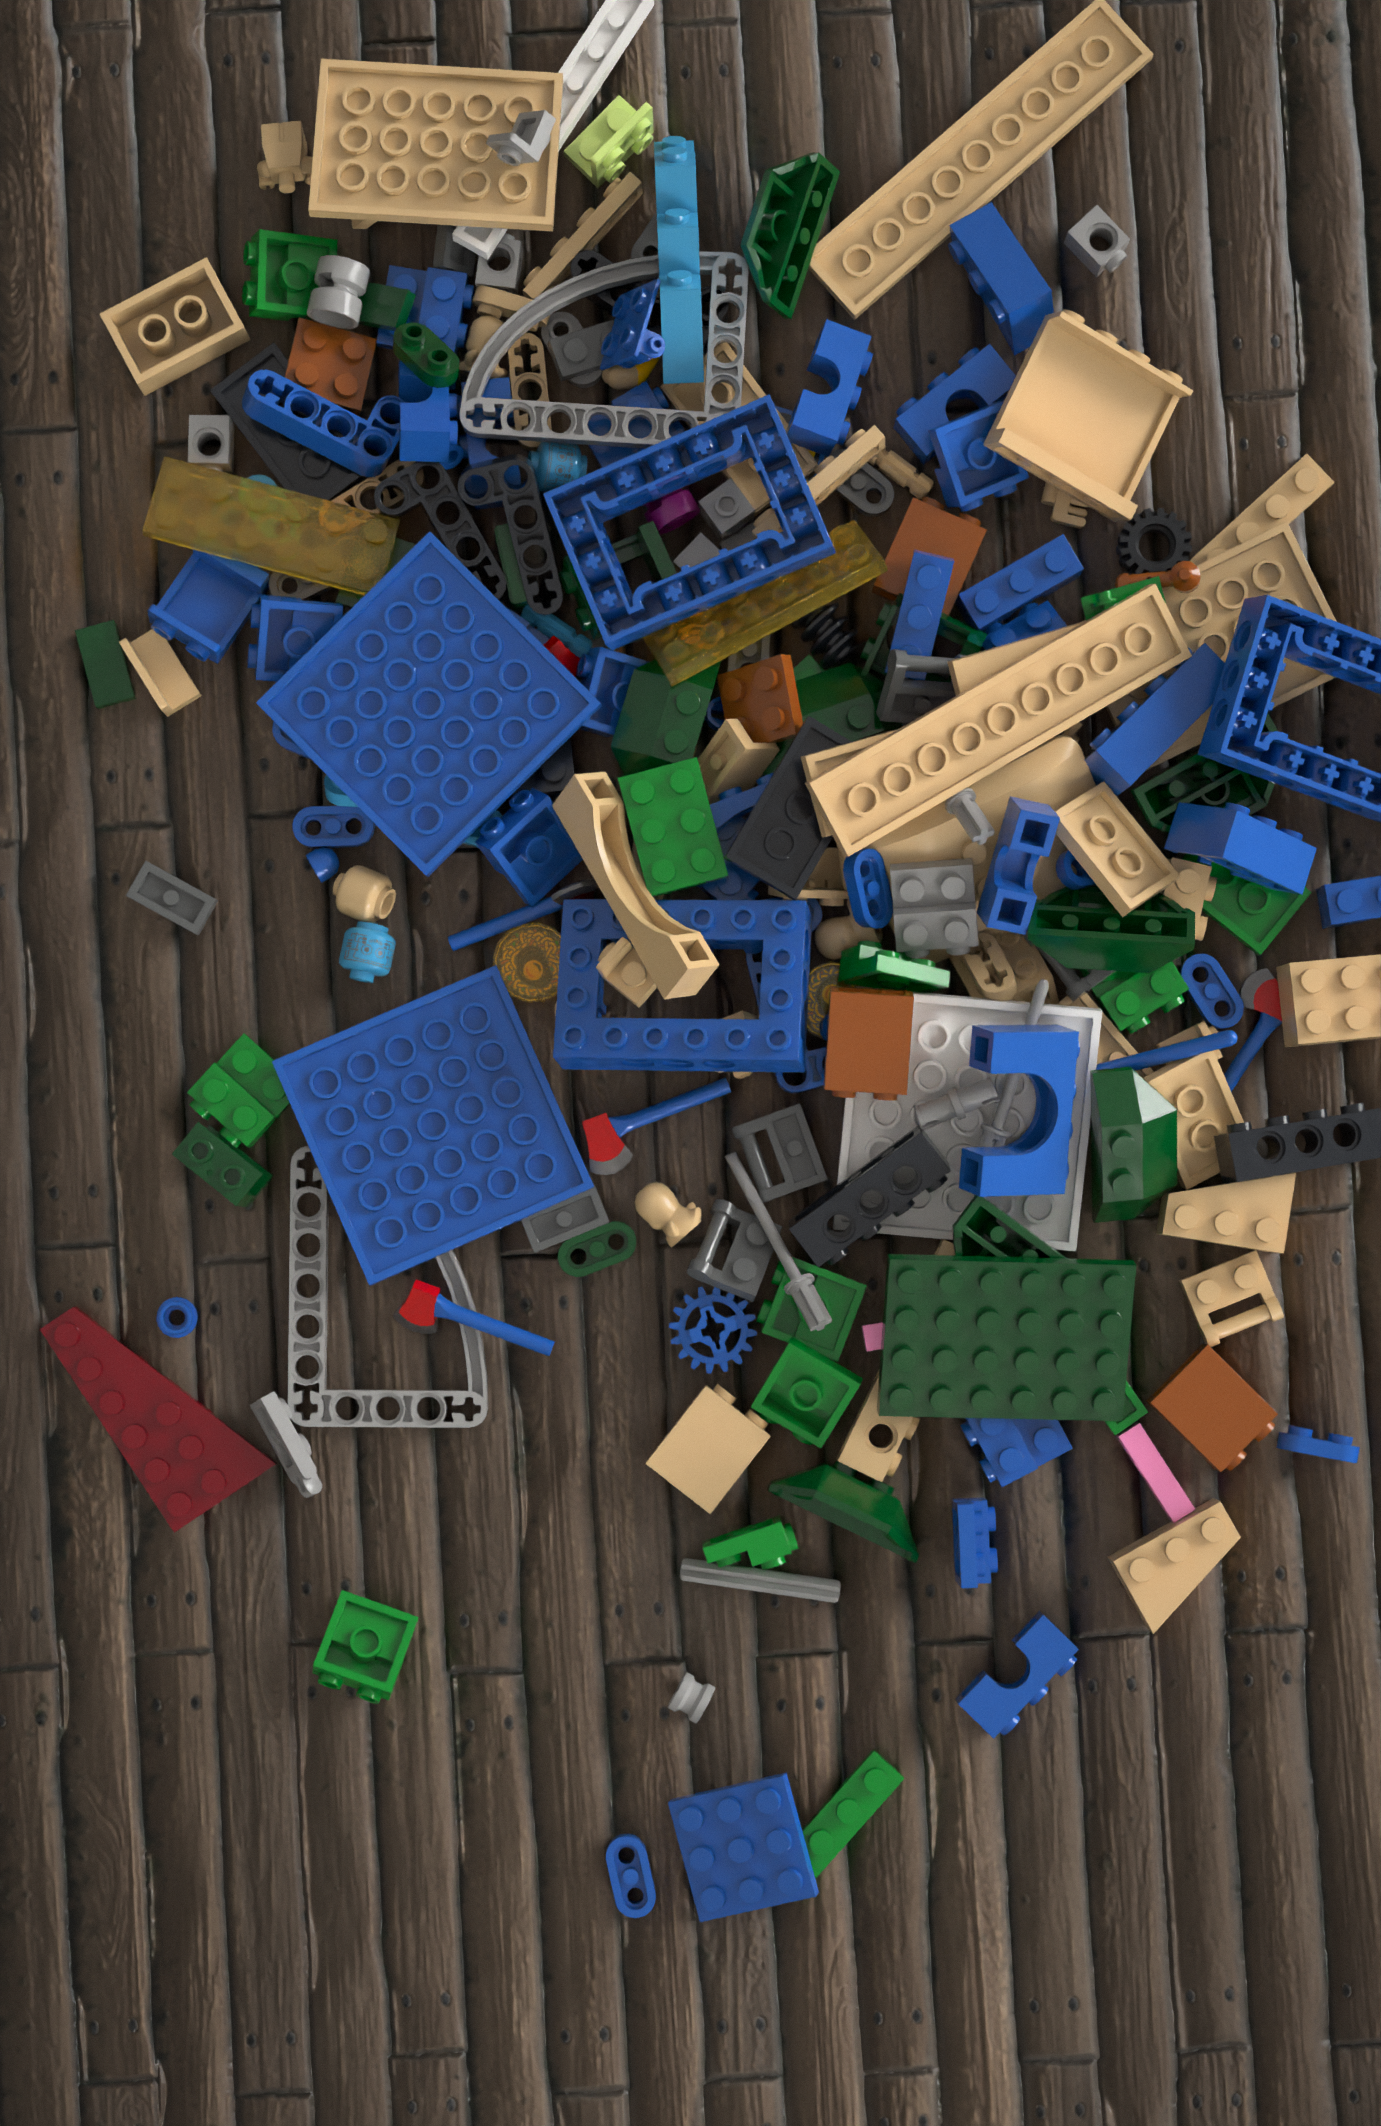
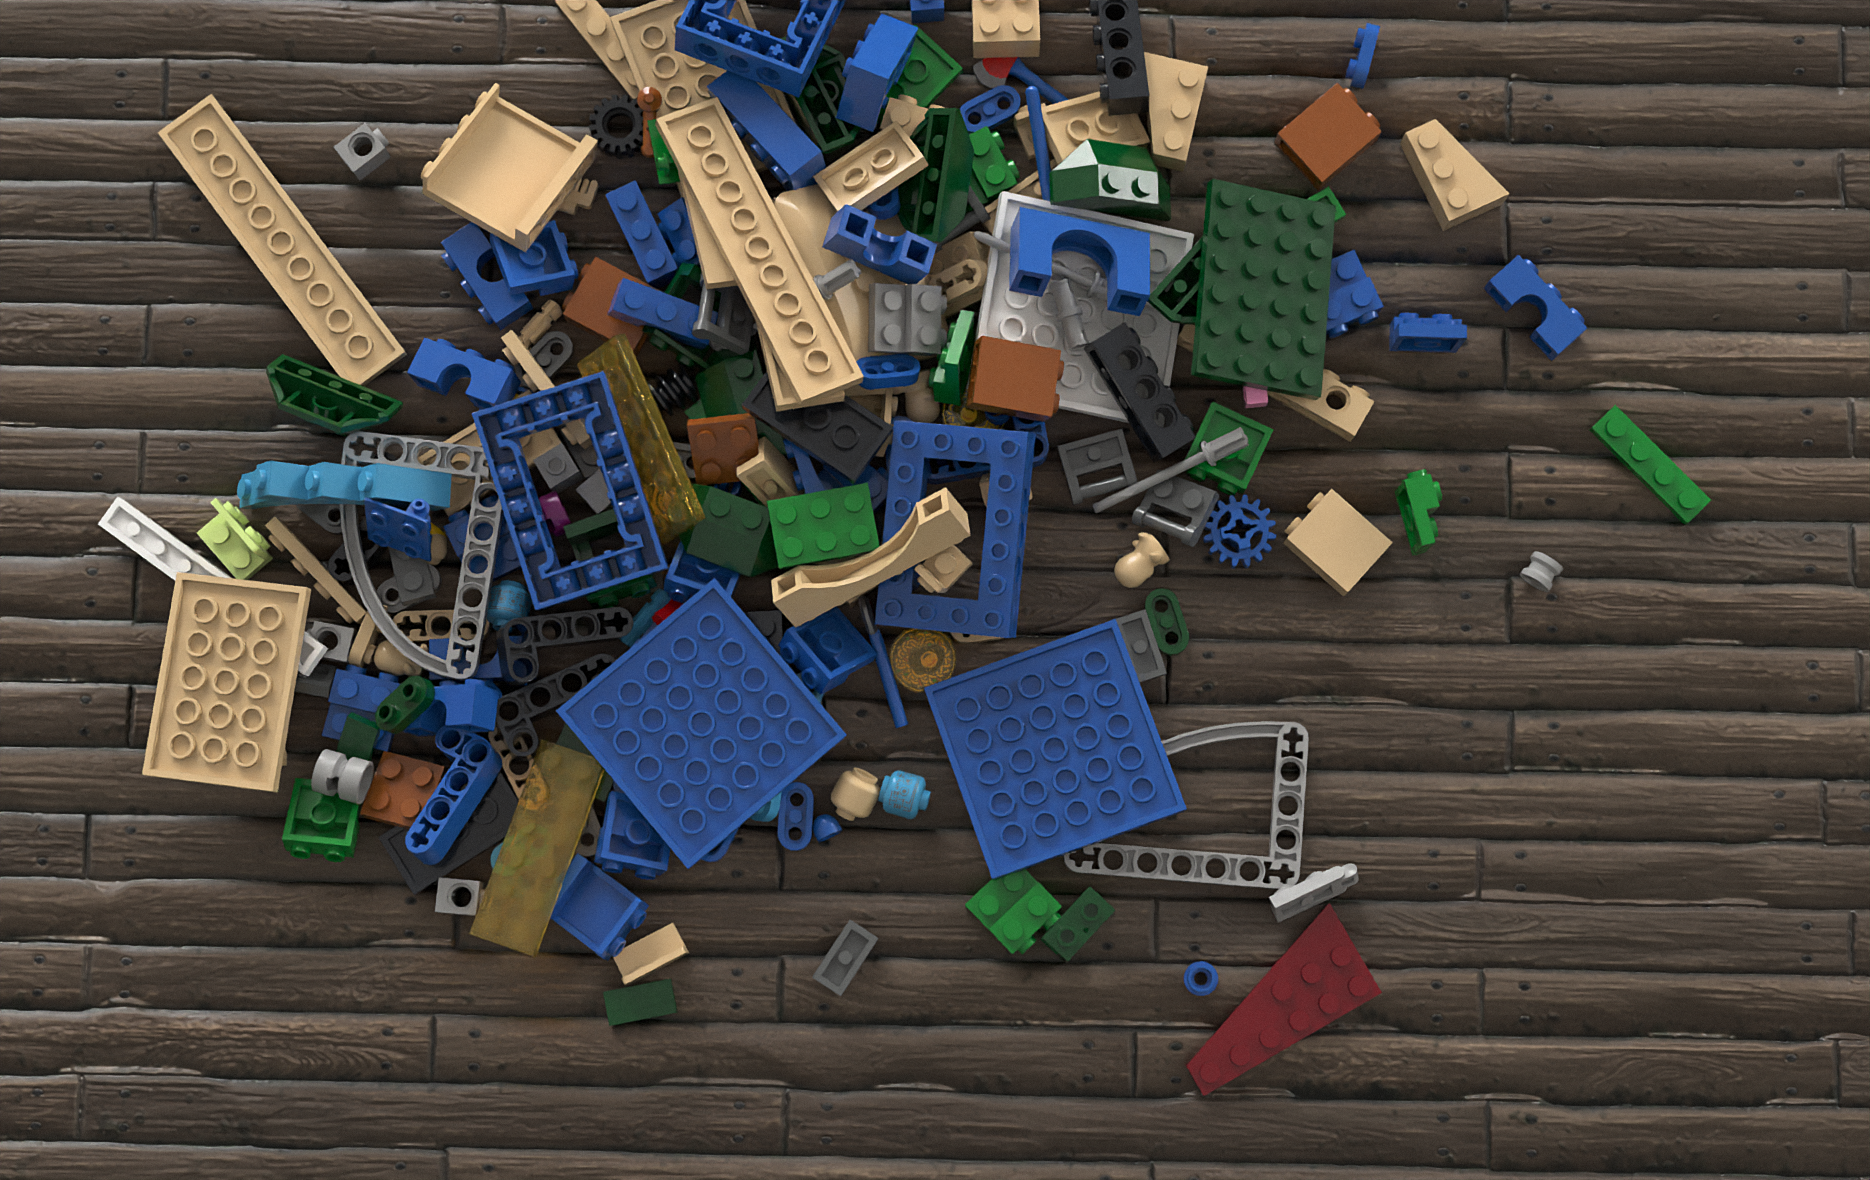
camera: 85 degrees left, 5 degrees down
(175, 326) = (357, 919): tan brick -> none
(285, 156) = (221, 816): tan piece -> none
(364, 1647) = (1486, 838): green plate -> none
(425, 1305) = (1202, 766): piece -> none
(510, 568) = (579, 652): dark green tile -> none
(525, 140) = (232, 602): light grey bracket -> none
(603, 1133) = (1070, 610): piece -> none
(629, 1875) = (1683, 632): blue plate -> none
(743, 1847) = (1666, 538): blue plate -> none
(760, 1580) = (1448, 509): light grey axle -> none
(806, 1393) = (1297, 457): green plate -> none
(851, 1504) = (1389, 430): dark green wedge -> none
(1002, 275) = (384, 228): blue wedge -> none
(1155, 1472) = (1378, 185): bright pink piece -> none
(1227, 1285) = (1229, 118): tan plate -> none

